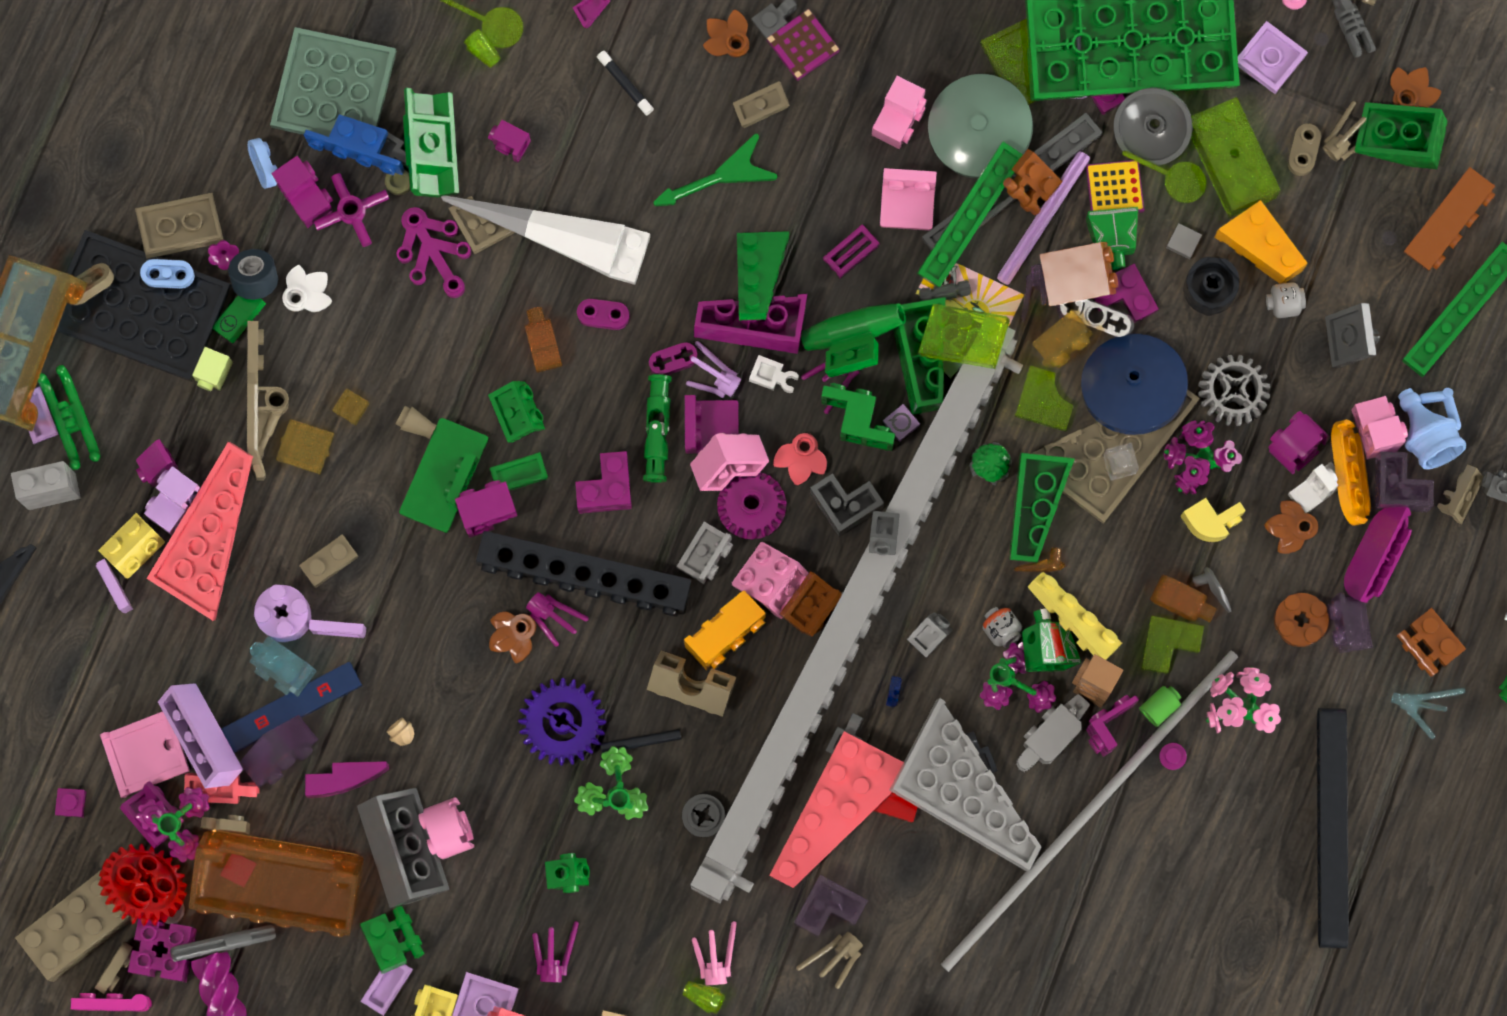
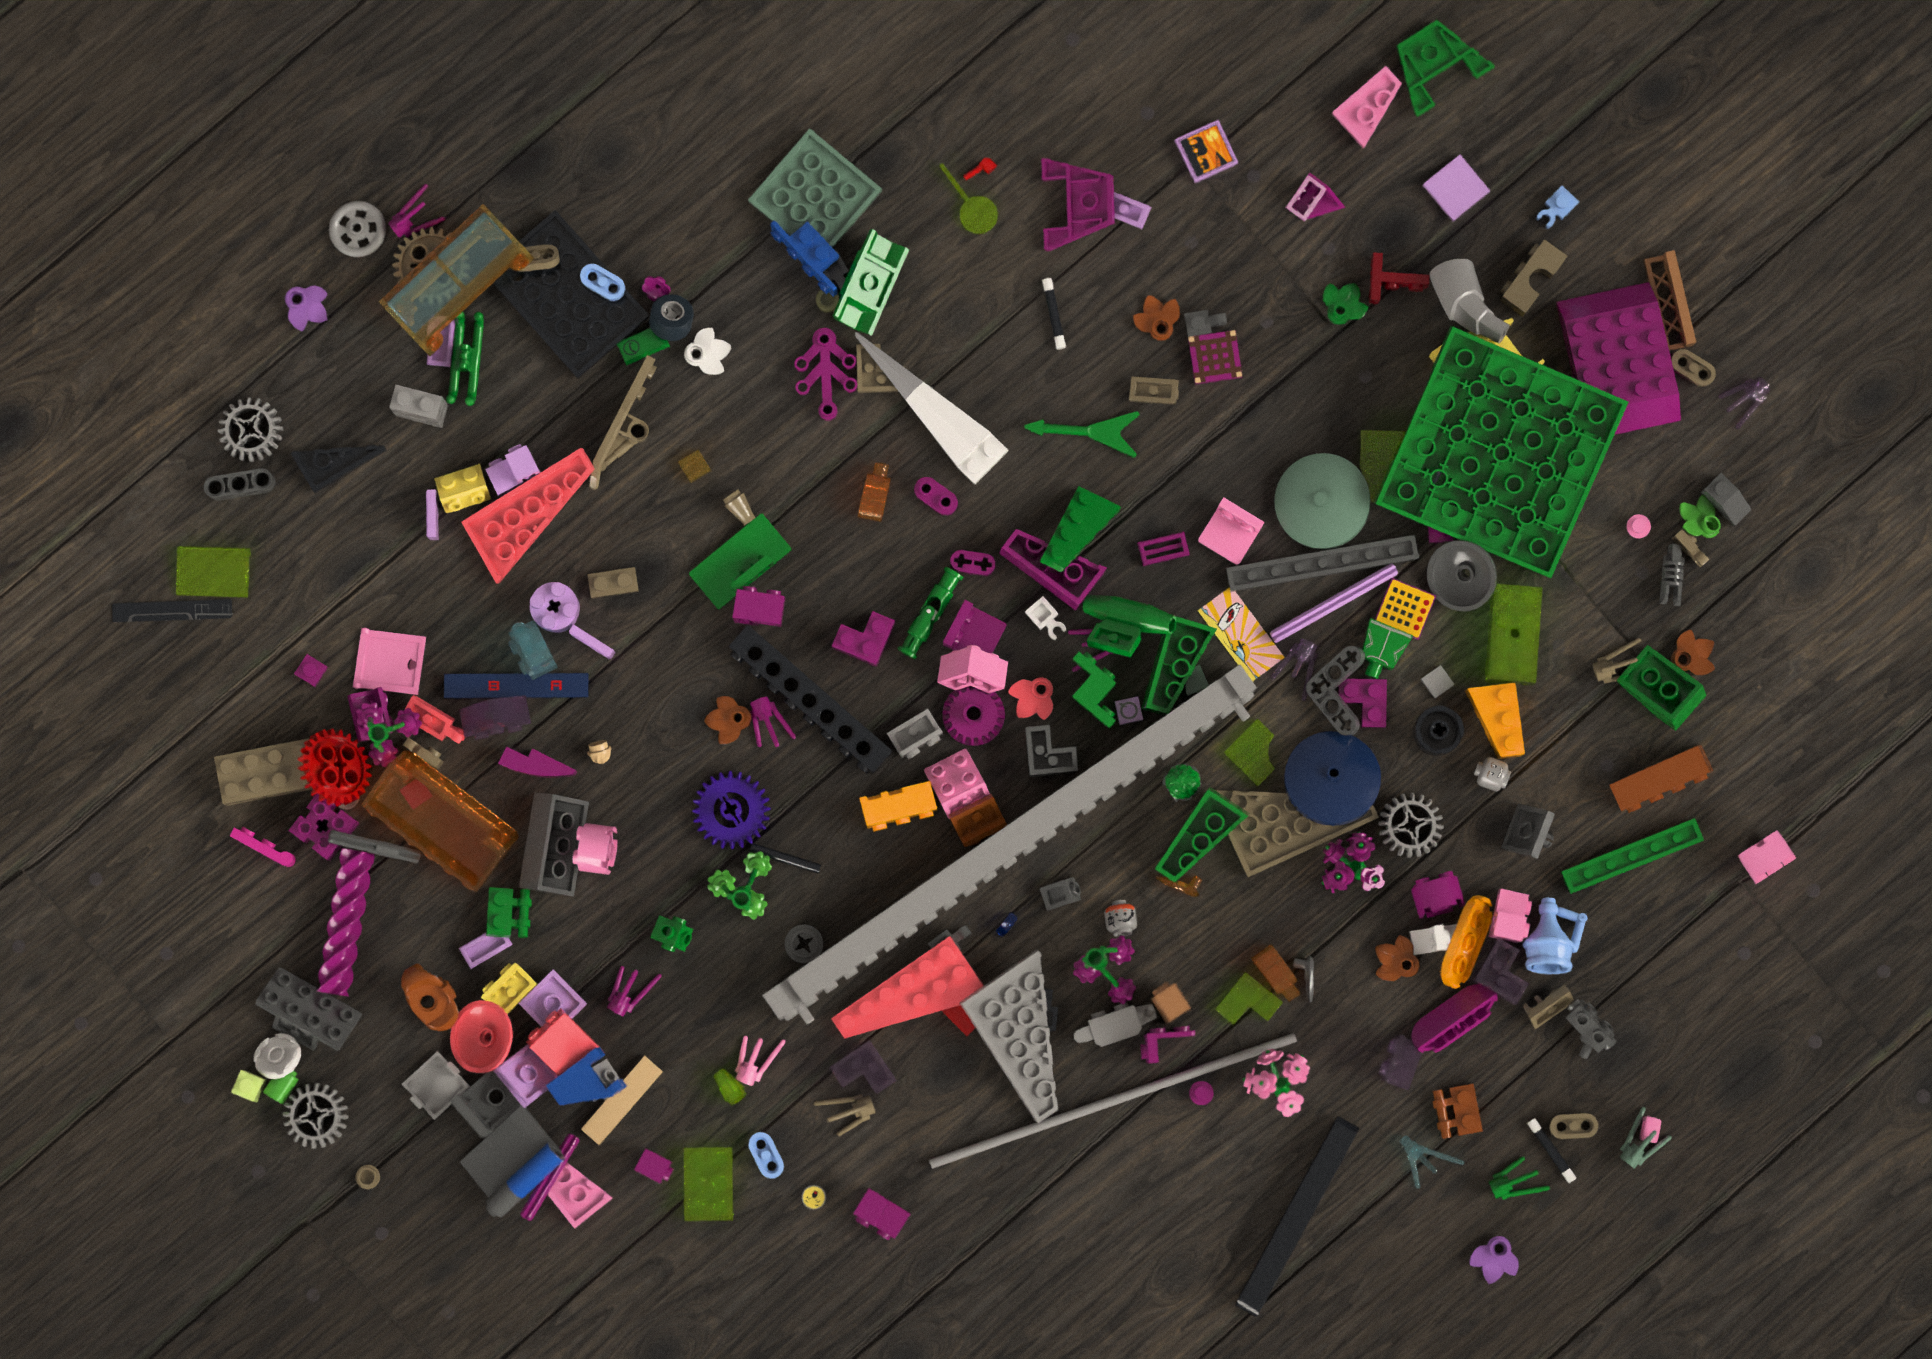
camera: 25 degrees right, 5 degrees up
(109, 979) = (287, 816): dark tan plate -> none
(154, 462) = (514, 433): magenta slope -> none
(179, 225) = (633, 245): dark tan tile -> none
(200, 735) = (439, 672): lavender brick -> none
(212, 369) = (598, 378): yellowish green brick -> none
(259, 154) = (725, 236): light blue plate -> none
(299, 187) = (745, 266): magenta brick -> none
(305, 446) = (641, 479): clear yellow piece -> none
(346, 201) = (777, 314): magenta bar -> none
(482, 48) = (952, 225): clear neon green cone -> none
(509, 140) = (935, 313): magenta brick -> none
(516, 410) = (825, 539): green bracket -> none
(520, 471) = (802, 590): green tile -> none
(671, 681) = (834, 824): dark tan arch -> none
(726, 381) = (1005, 604): lavender plant -> none
(884, 533) = (1063, 796): dark grey bracket -> none
(901, 108) = (1264, 453): bright pink brick -> none
(948, 290) = (1220, 622): dark grey axle -> none
(964, 336) = (1213, 670): clear neon green plate -> none
(969, 215) = (1273, 571): green plate -> none
(1037, 176) = (1345, 569): dark orange plate -> none
(1048, 645) = (1149, 953): green torso -> none
(1062, 339) = (1294, 711): clear yellow bracket -> none
(1074, 617) = (1182, 942): light yellow wing -> none
(1079, 273) = (1334, 666): brick -> none
(1121, 461) = (1286, 836): clear brick -> none
(1161, 705) = (1213, 1047): bright green brick -> none
(1183, 180) = (1464, 631): clear neon green piece -> none
(1205, 523) = (1329, 923): light yellow brick -> none
(1271, 57) = (1590, 567): lavender plate -> none
(1304, 148) = (1577, 657): dark tan plate -> none
(1314, 611) = (1365, 1052): dark orange plate -> none

